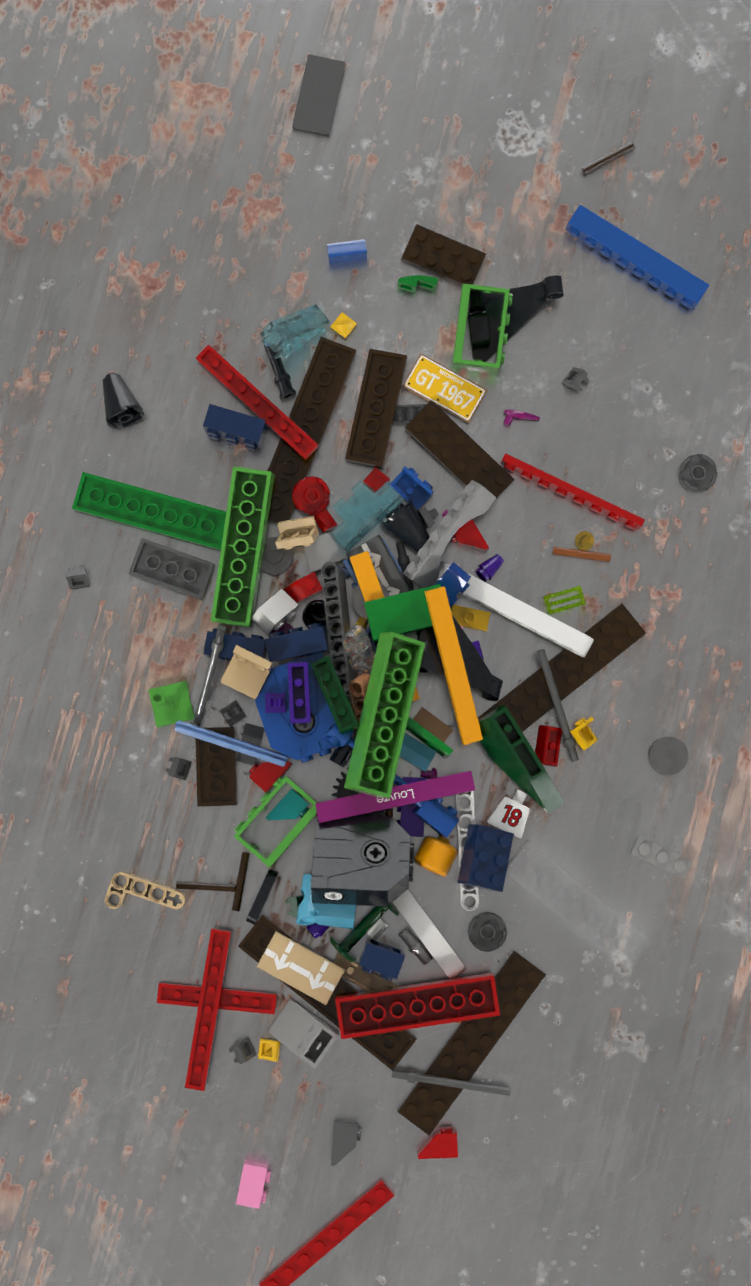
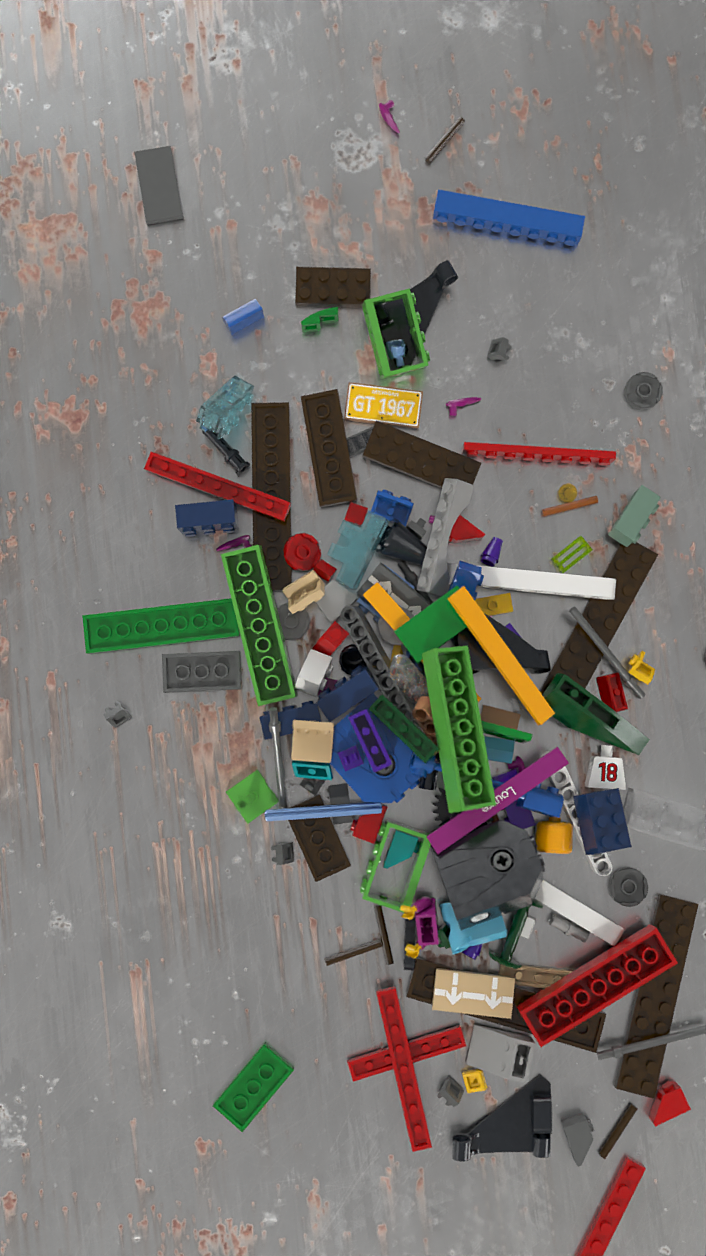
camera: 25 degrees left, 0 degrees up
(63, 971) = (253, 1087): none -> green tile
(119, 402) = (91, 537): black cone -> none
(148, 893) = (303, 983): tan beam -> none
(236, 700) = (312, 770): none -> teal slope
(252, 461) = (236, 542): none -> magenta bar
(252, 1183) = (511, 1213): bright pink brick -> none
(283, 883) = (426, 923): none -> magenta torso
(290, 1107) = (515, 1126): none -> black panel
(343, 325) = (267, 385): yellow tile -> none
(381, 959) = (546, 955): dark blue brick -> none
(383, 1152) = (618, 1131): none -> dark brown bar
(476, 341) = (396, 350): none -> medium blue piece
(562, 113) = (388, 117): none -> magenta bar
(638, 588) = (635, 516): none -> sand green brick

